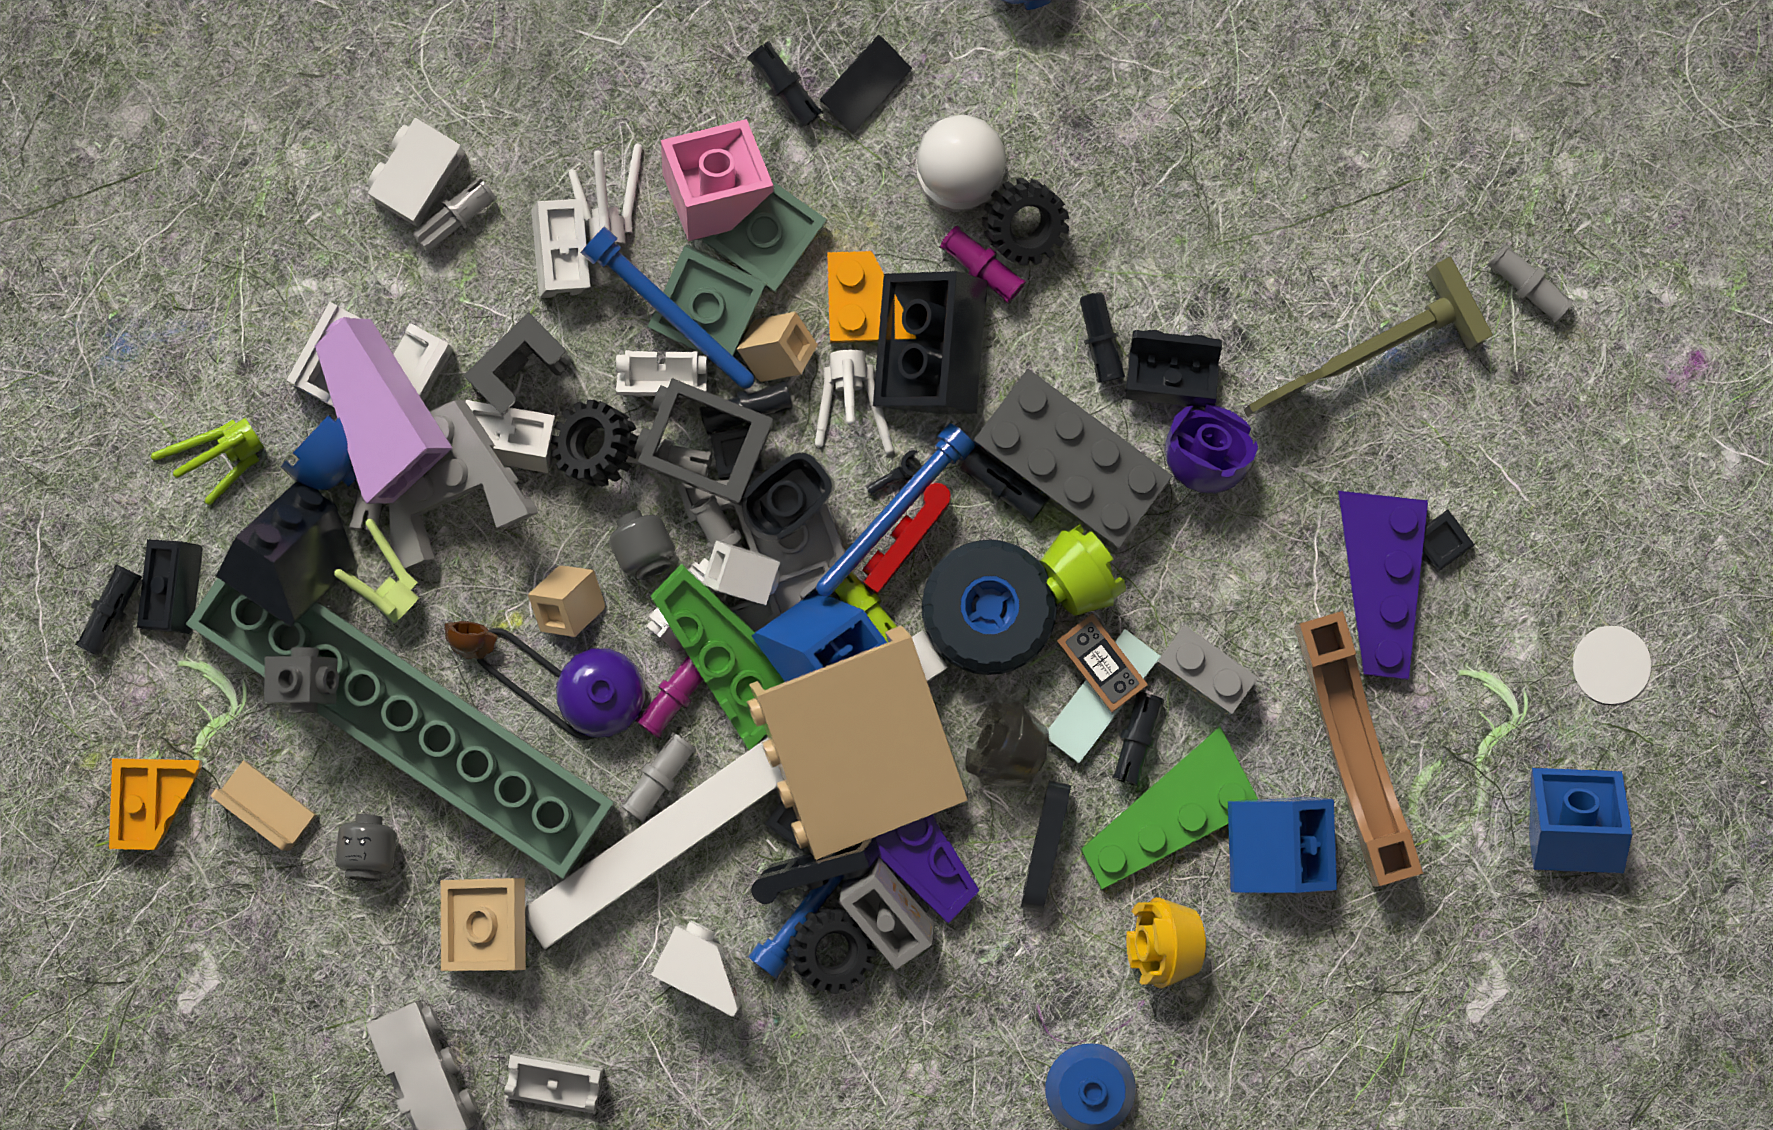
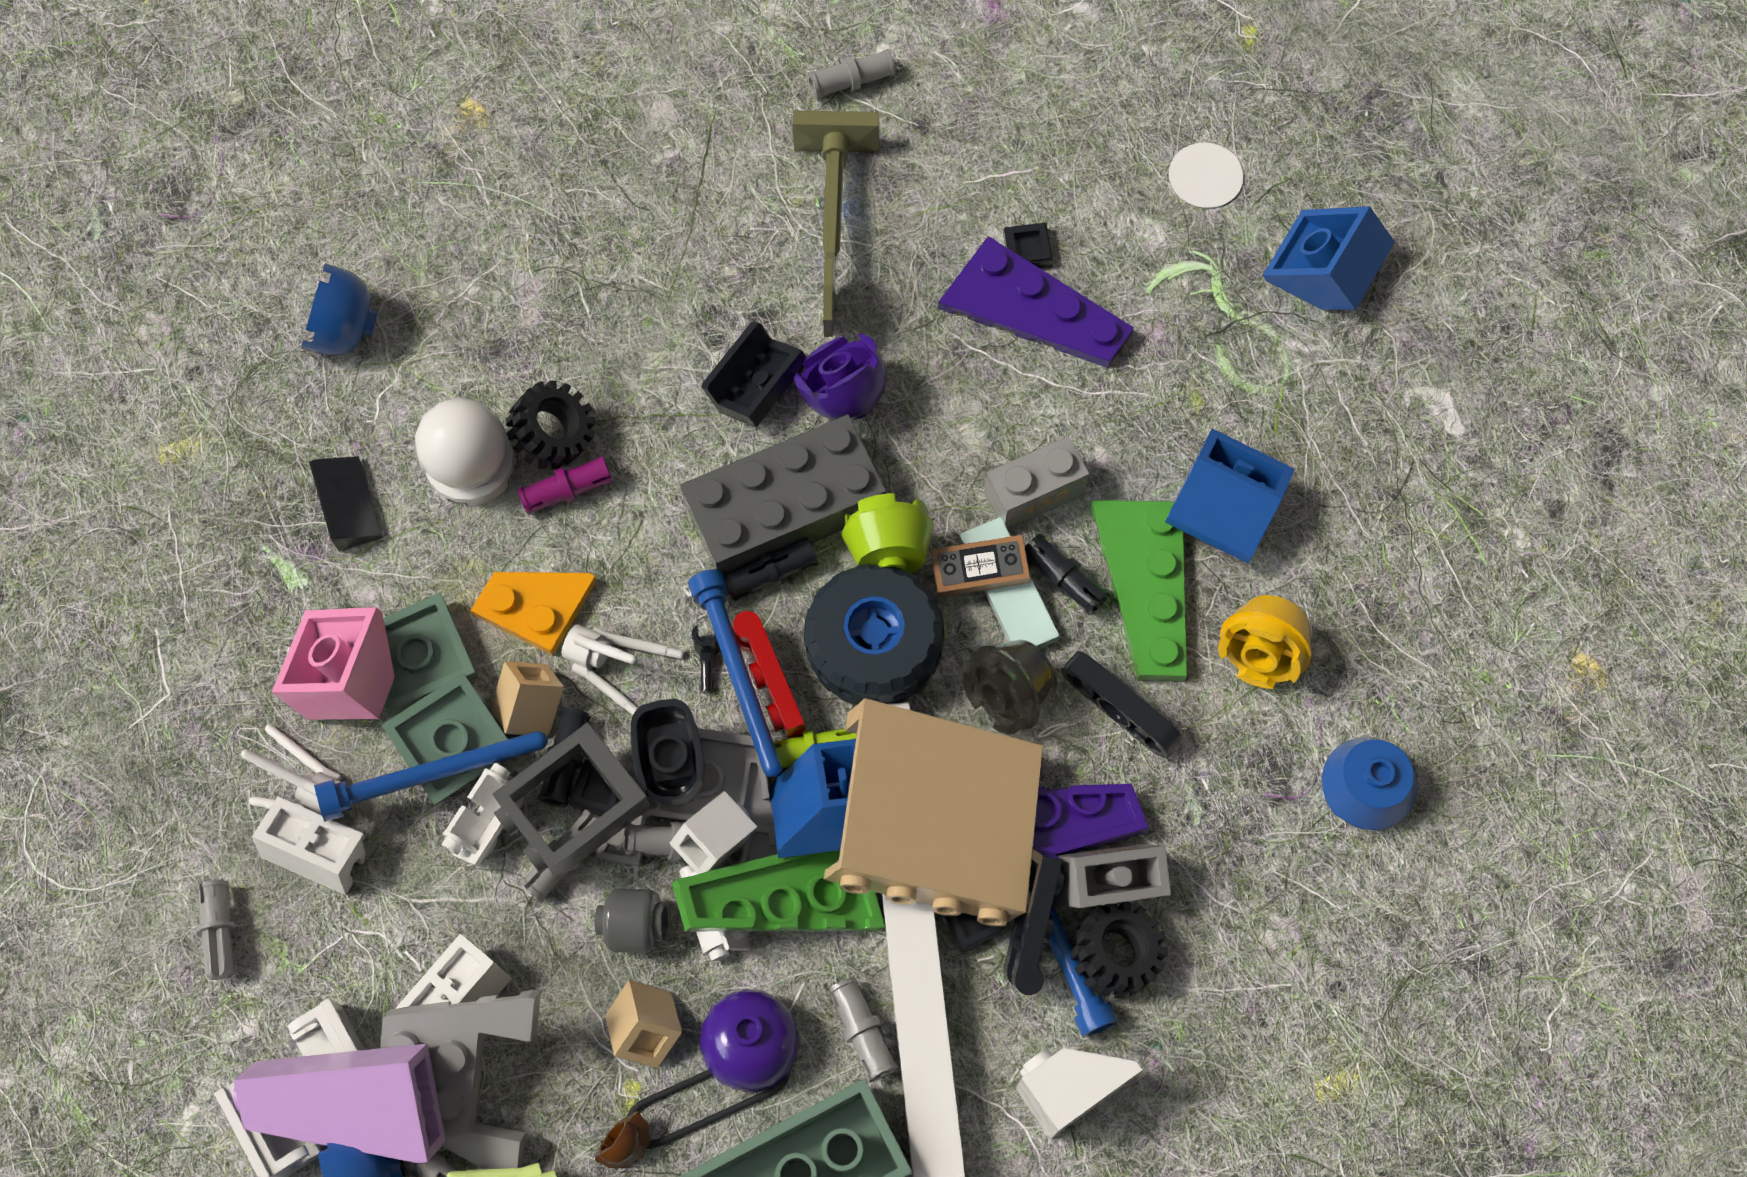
camera: 60 degrees left, 15 degrees down
(415, 171) = (151, 943): white brick -> none
(510, 356) = (373, 917): dark grey panel -> none
(575, 434) = (486, 916): black tyre -> none
(671, 698) = (793, 973): magenta pin -> none
(784, 85) = (299, 567): black pin -> none
(944, 361) = (630, 562): black slope -> none
(1101, 338) = (691, 421): black axle -> none
(1356, 750) = (1263, 413): medium nougat arch -> none

